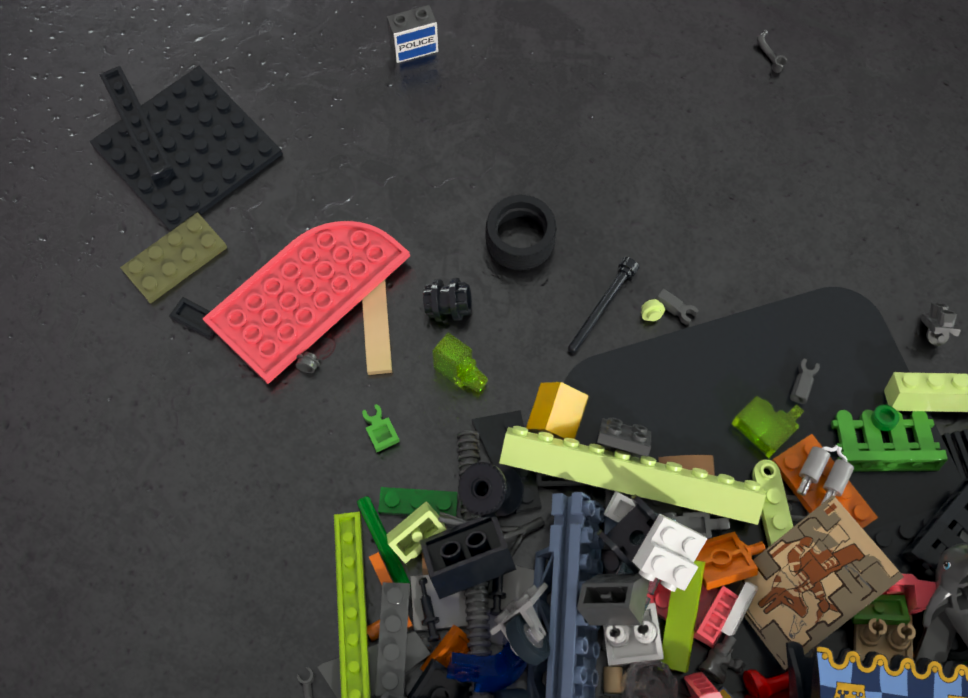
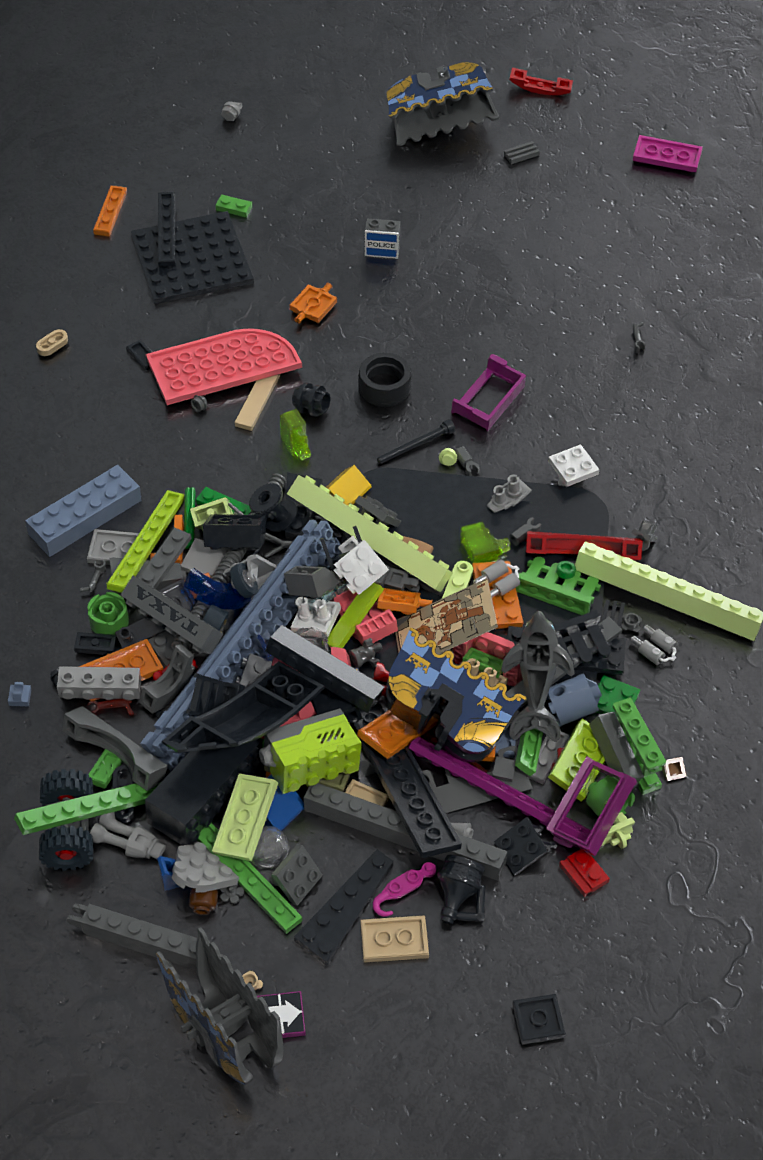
camera: 25 degrees right, 15 degrees down
(47, 121) = (110, 211): none -> orange tile
(67, 351) = (52, 342): none -> tan plate
(173, 257) = (147, 316): olive plate -> none
(202, 54) = (233, 205): none -> bright green plate
(240, 601) = (83, 510): none -> sand blue brick
(306, 636) = (109, 544): none -> light grey tile
(373, 156) = (313, 303): none -> orange plate
(381, 431) = (223, 456): bright green plate -> none
(429, 617) = (192, 561): black piece -> none
(647, 159) = (498, 367): none -> magenta piece
(739, 608) = (393, 628): white tile -> none
(756, 336) = (508, 494): none -> light grey connector
(811, 265) = (573, 466): none -> white plate
(841, 390) = (571, 544): none -> red arch

